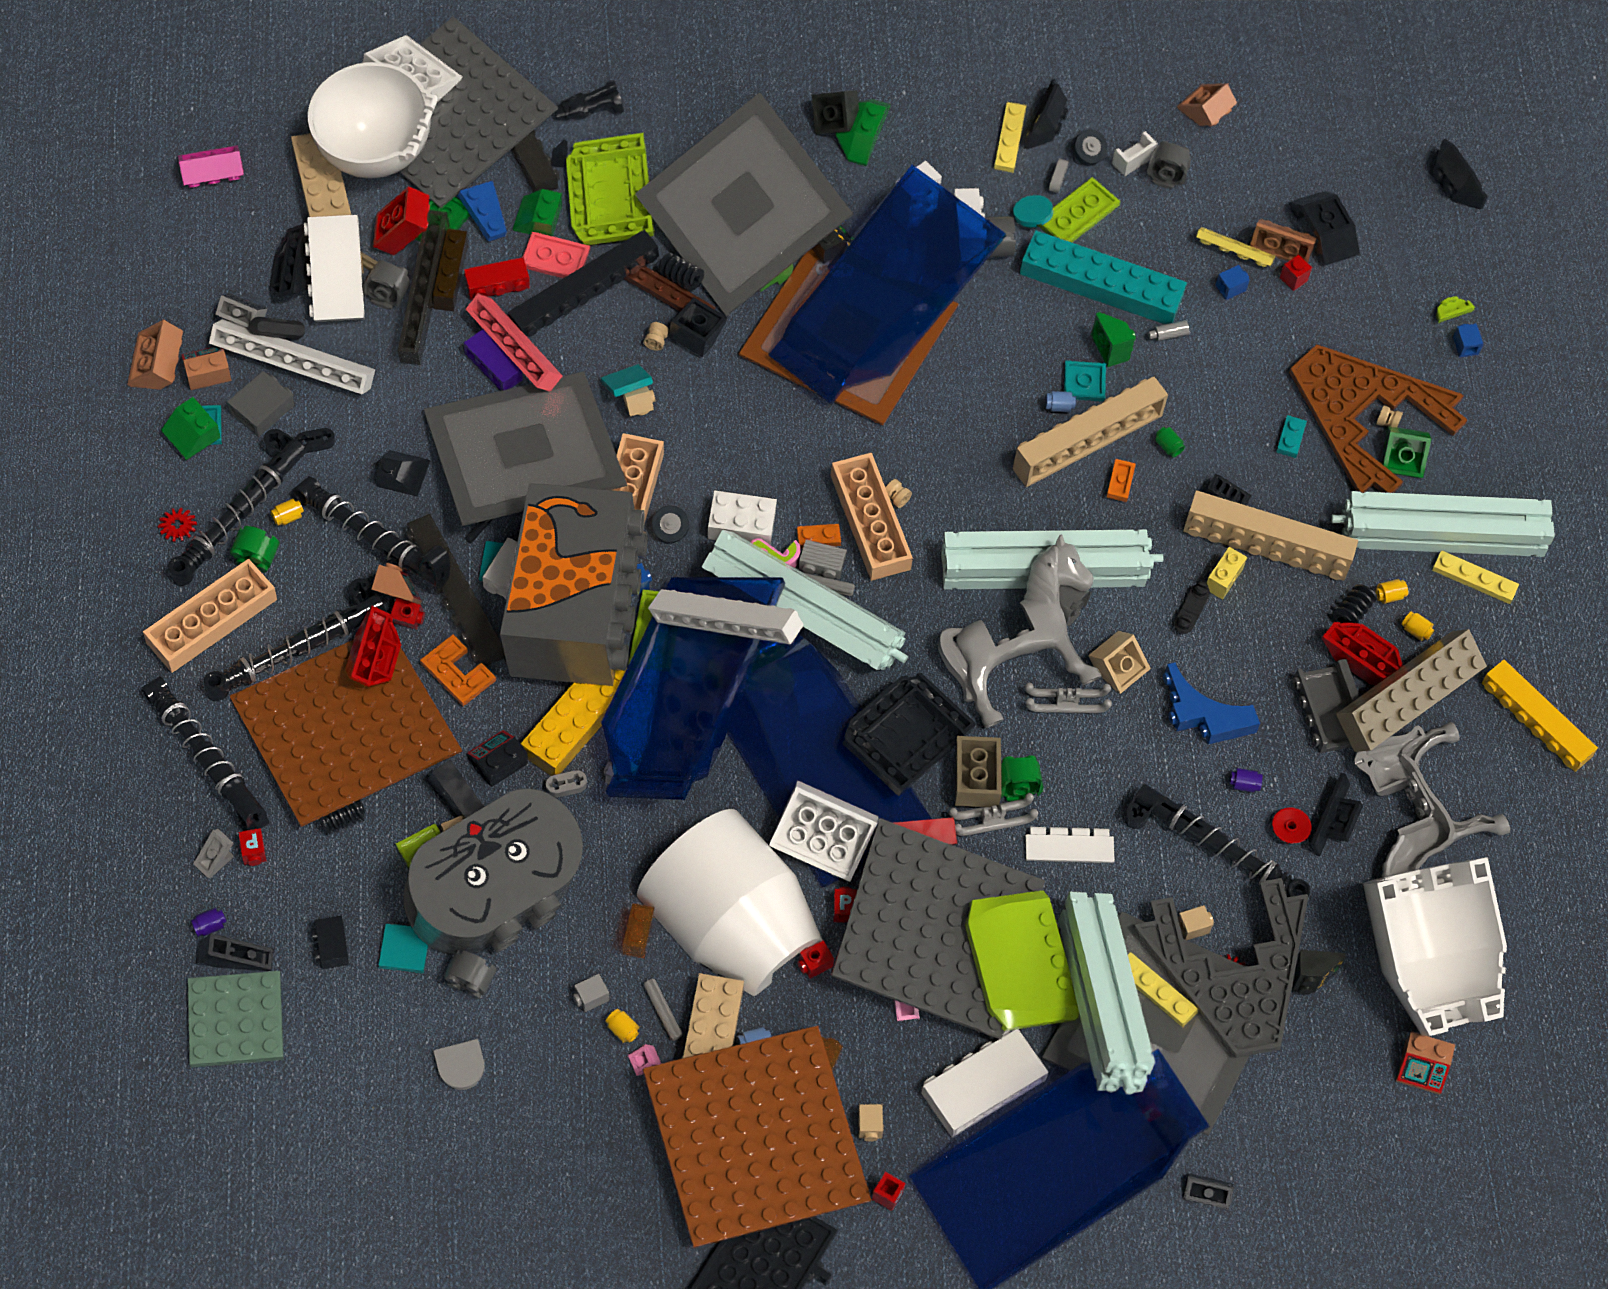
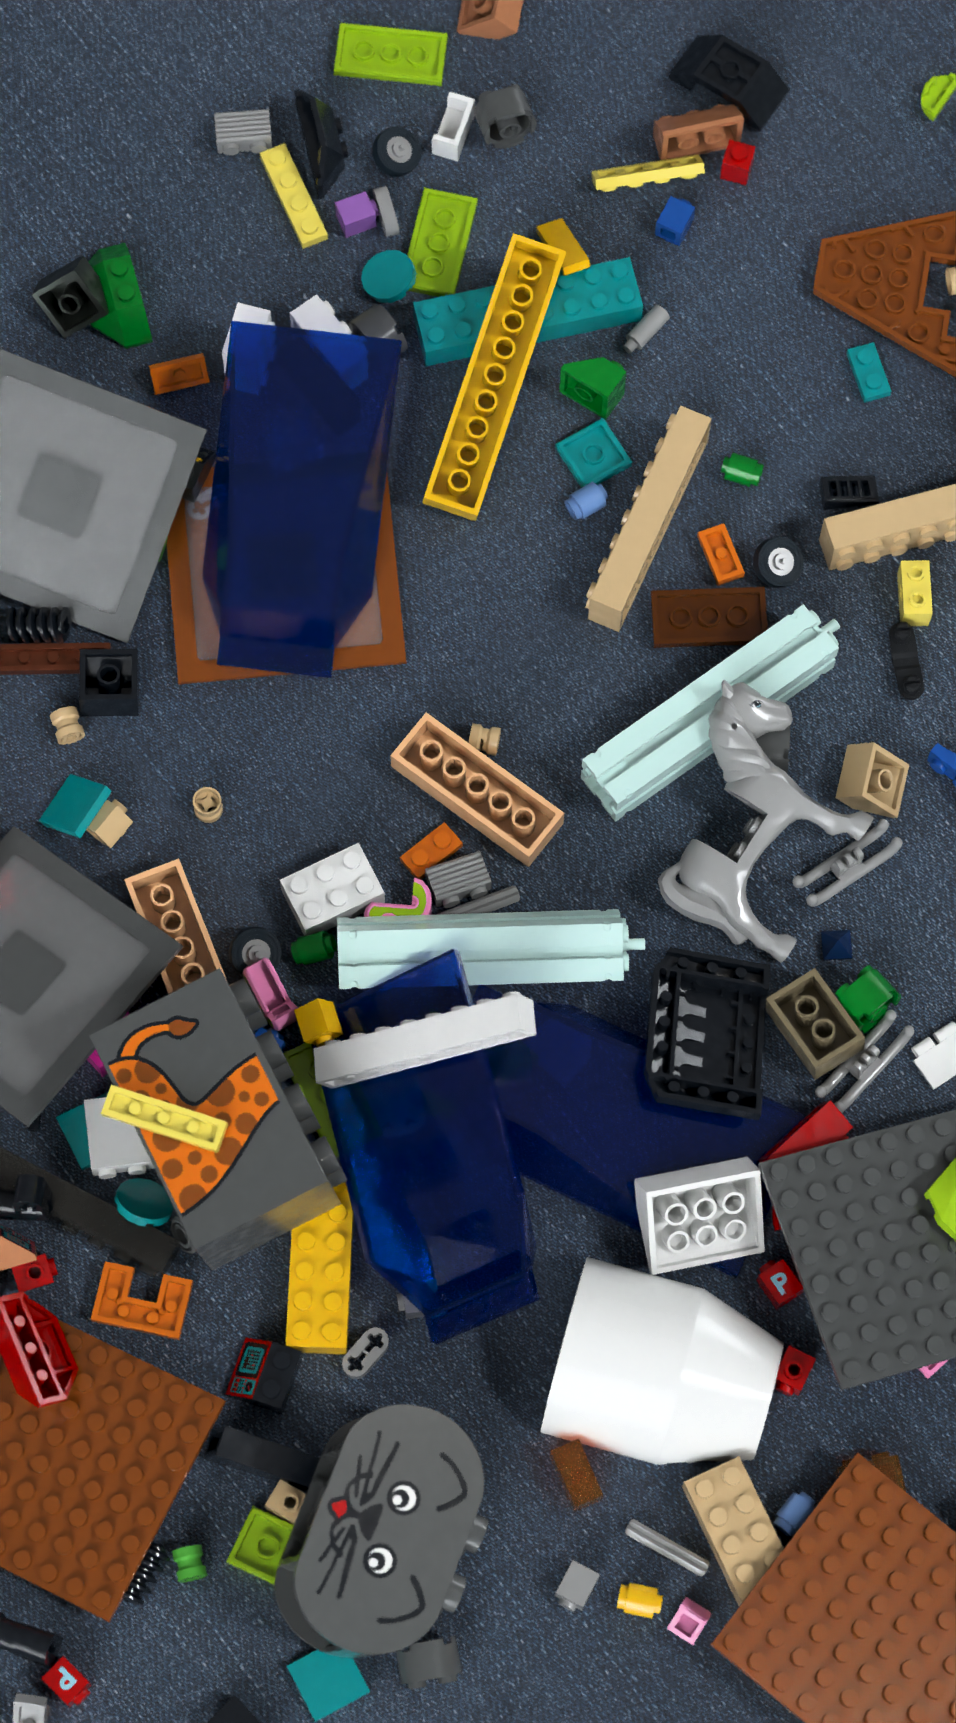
camera: 30 degrees left, 10 degrees up
(372, 831) = (189, 1563): none -> bright green wheel
(493, 612) = (143, 1202): none -> teal tile
(536, 551) = (164, 1118): none -> light yellow plate
(661, 550) = (270, 994): none -> bright pink animal
(676, 577) = (318, 1022): none -> yellow brick
(703, 541) = (313, 948): none -> green brick
(705, 428) = (207, 798): none -> tan wheel
(866, 189) = (179, 374): none -> orange plate
(1005, 84) = (243, 131): none -> light grey brick
(1027, 741) = (836, 945): none -> dark blue slope
(1039, 167) = (356, 214): none -> medium lavender brick
(1051, 295) = (494, 377): none -> yellow brick
(1084, 507) = (707, 616): none -> reddish brown plate
(1127, 95) = (390, 54): none -> lime tile
(1151, 254) = (559, 236): none -> yellow tile
(1153, 505) = (778, 562): none -> black wheel

